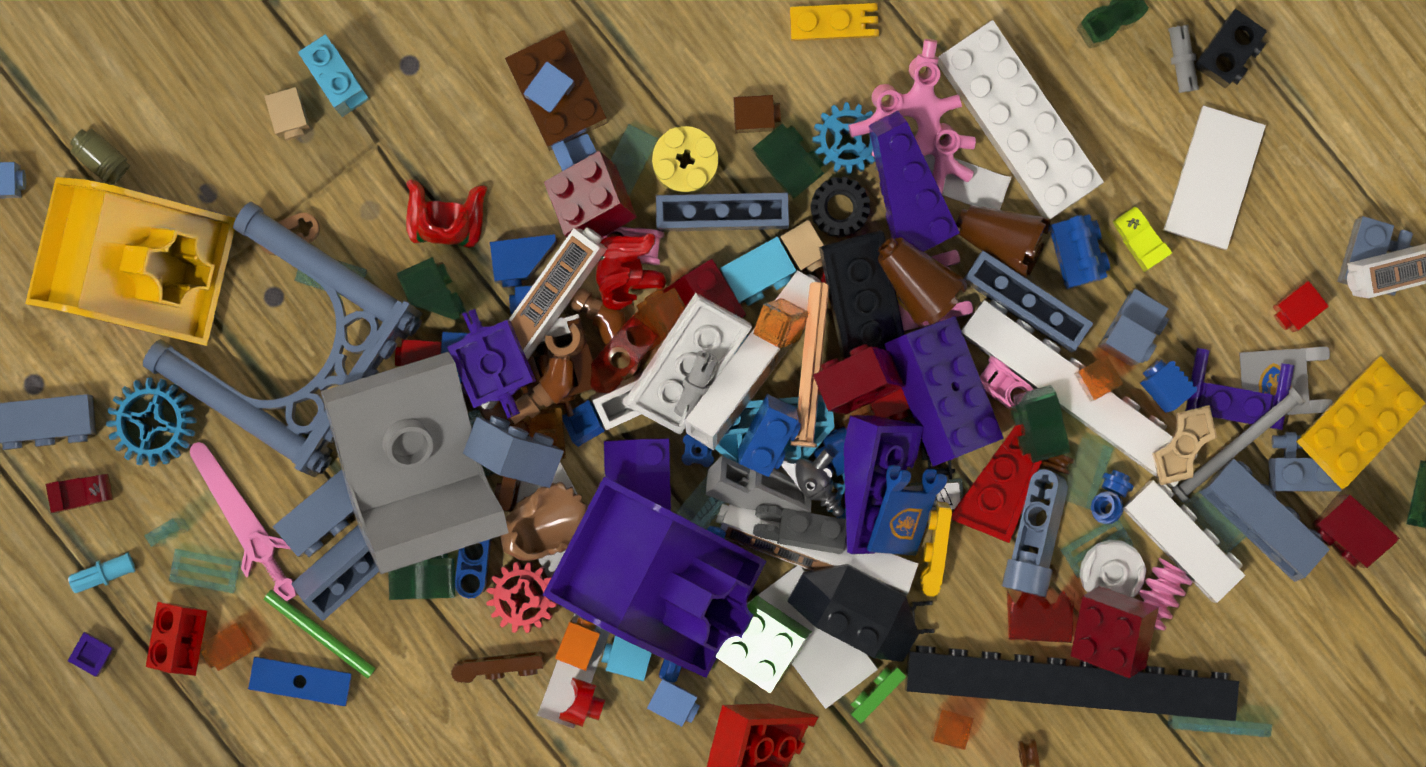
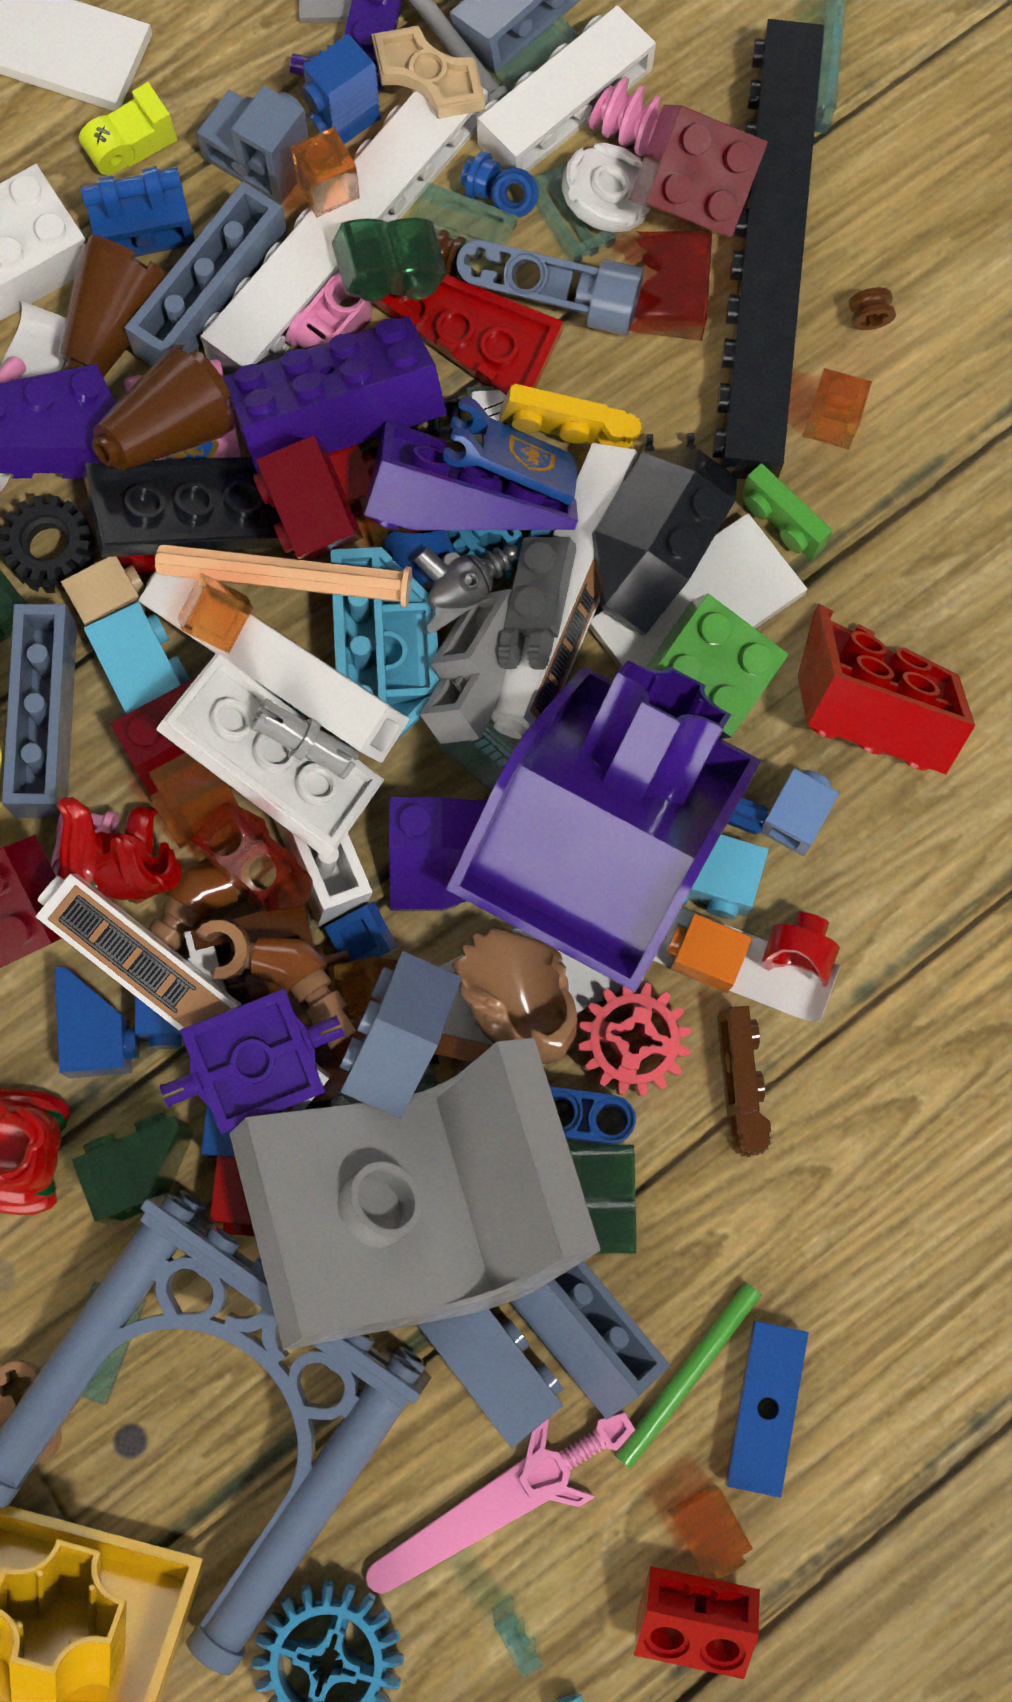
camera: 85 degrees left, 10 degrees down
(232, 576) = (590, 1522): clear light blue tile -> none
(691, 456) = (416, 777): blue plate -> none
(768, 435) = (391, 634): blue brick -> none

